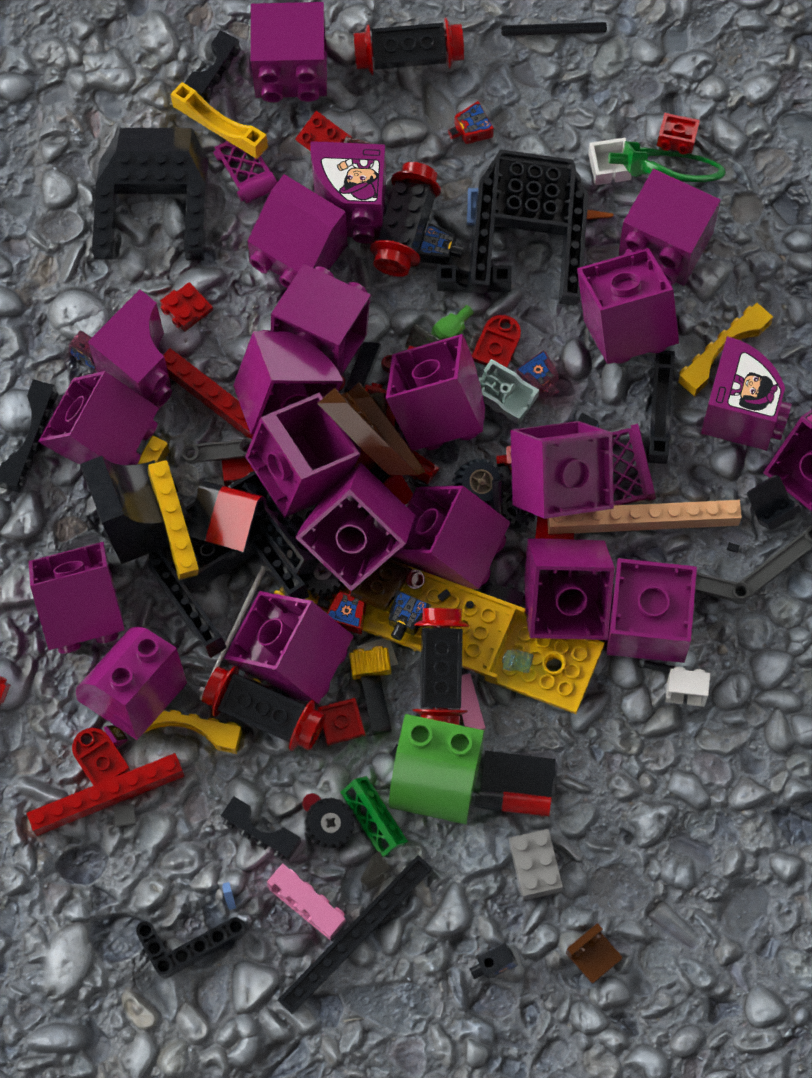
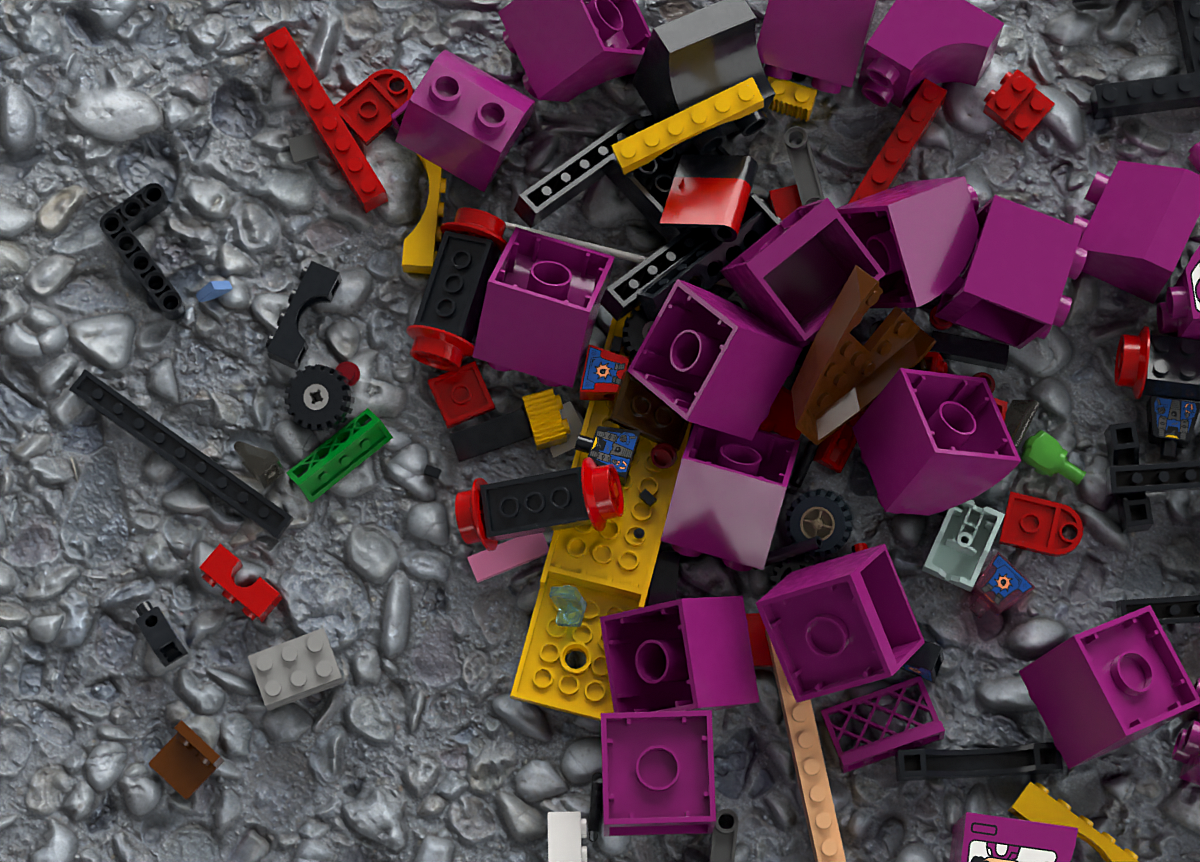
camera: 80 degrees right, 5 degrees up
(306, 902) = (213, 384): bright pink wedge -> none
(436, 768) = (403, 518): bright green brick -> none
(452, 912) = (256, 599): none -> red arch
(516, 783) = (404, 632): black door -> none

